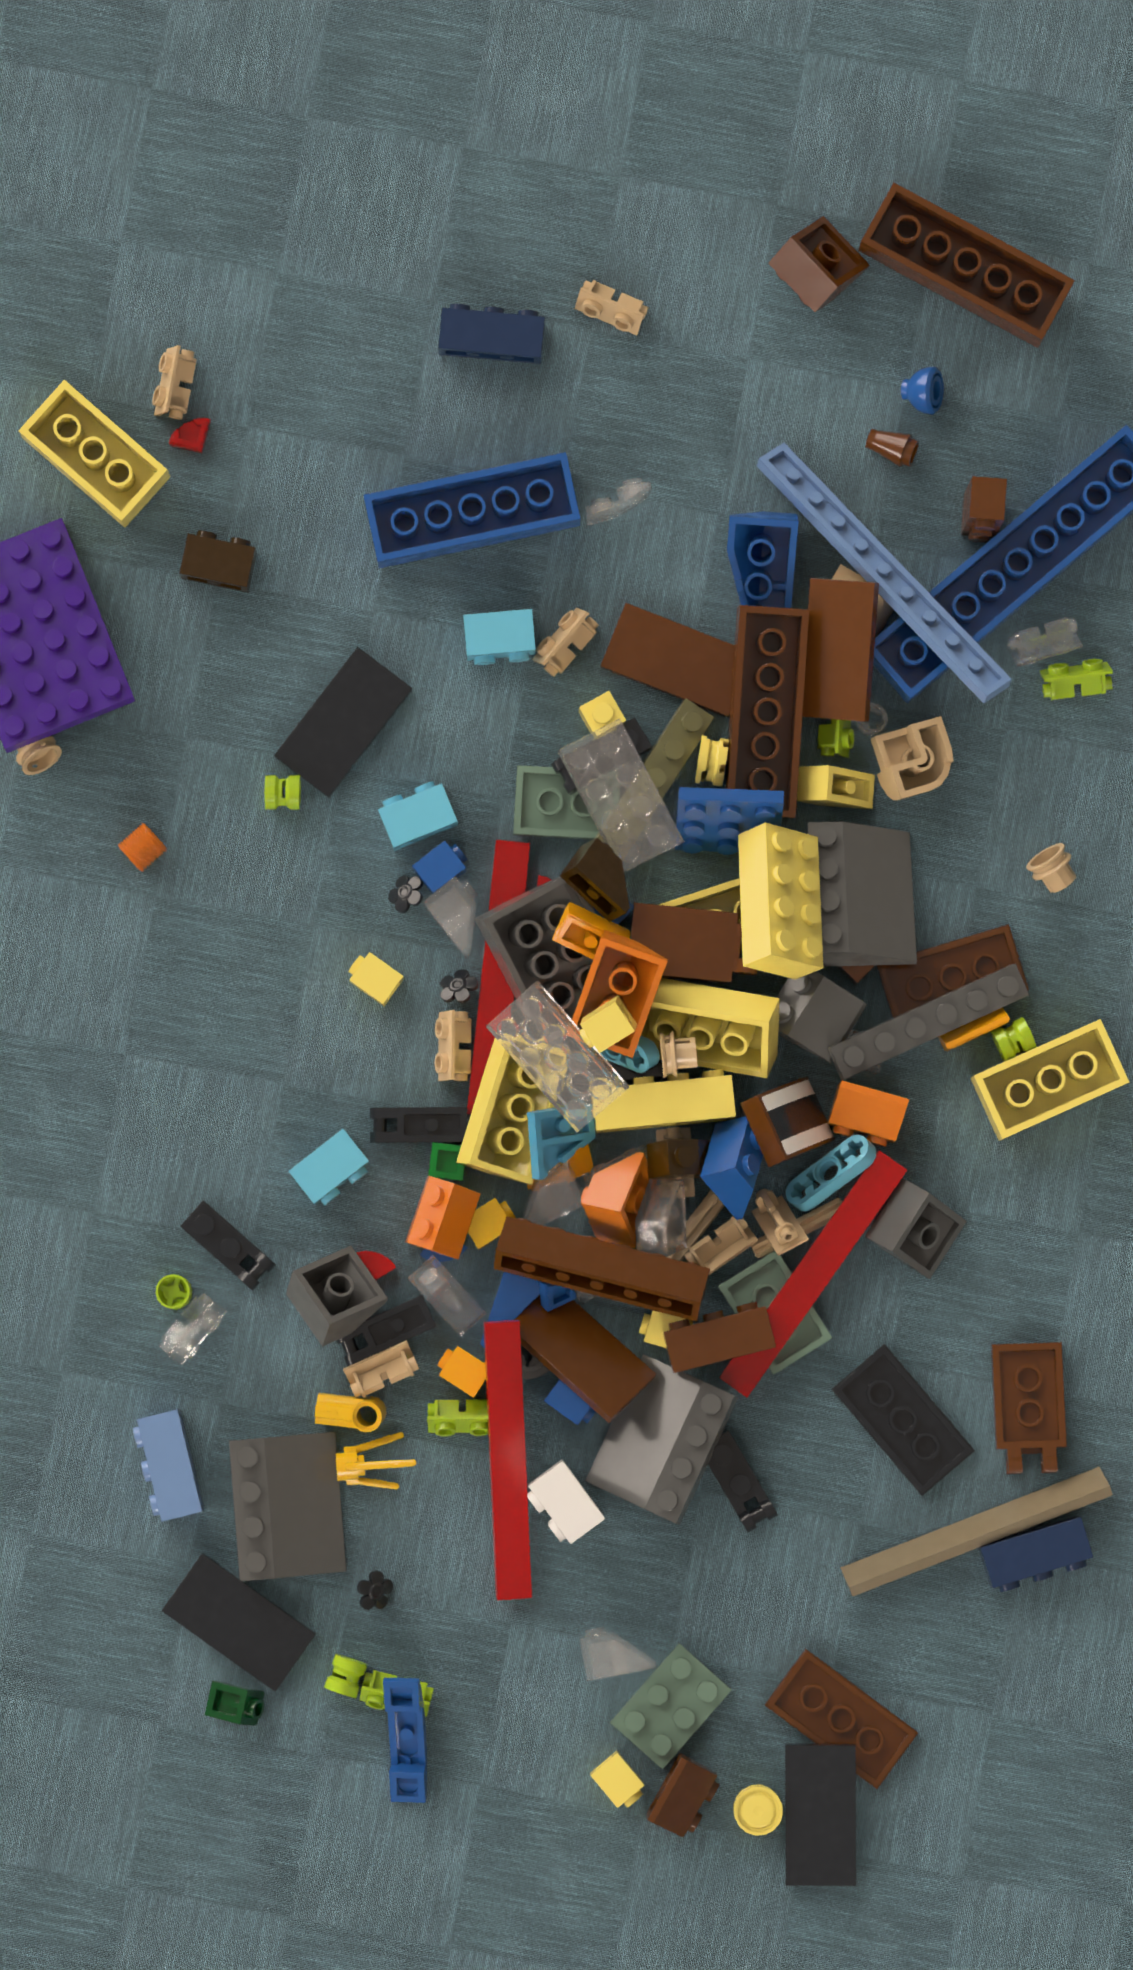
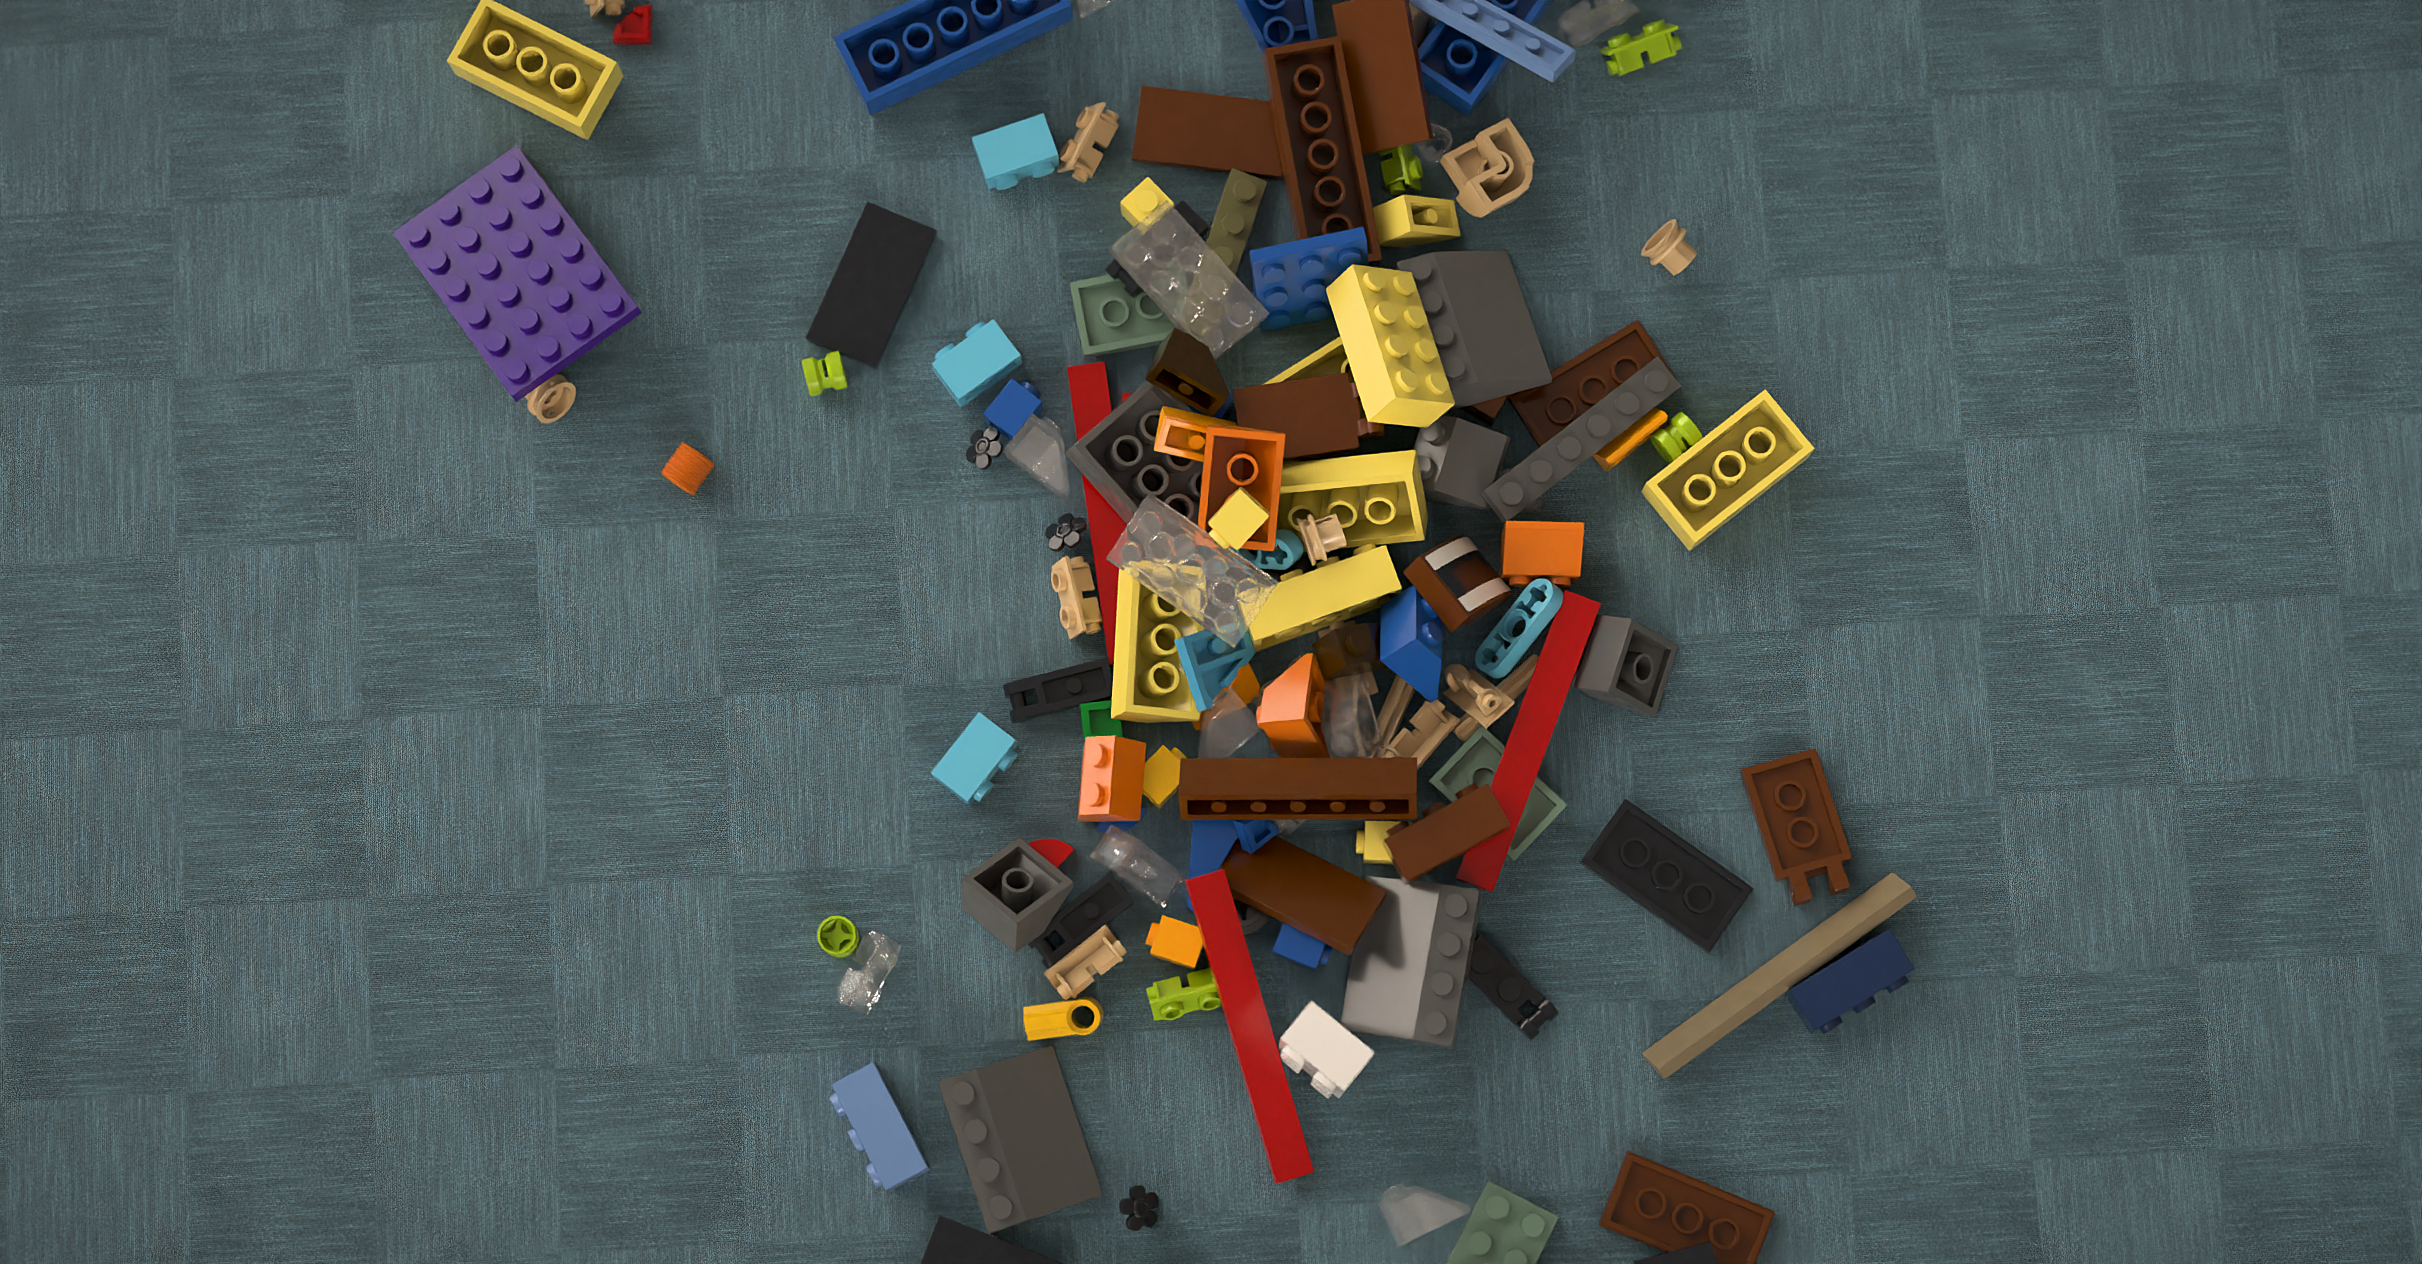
camera: 10 degrees left, 5 degrees down
(218, 561) = (696, 149): dark brown brick -> none
(226, 1244) = (883, 871): black plate -> none
(351, 1466) = (1080, 1076): yellow plant -> none
(375, 978) = (974, 545): light yellow brick -> none
(712, 761) = (1276, 222): light yellow wheel -> none

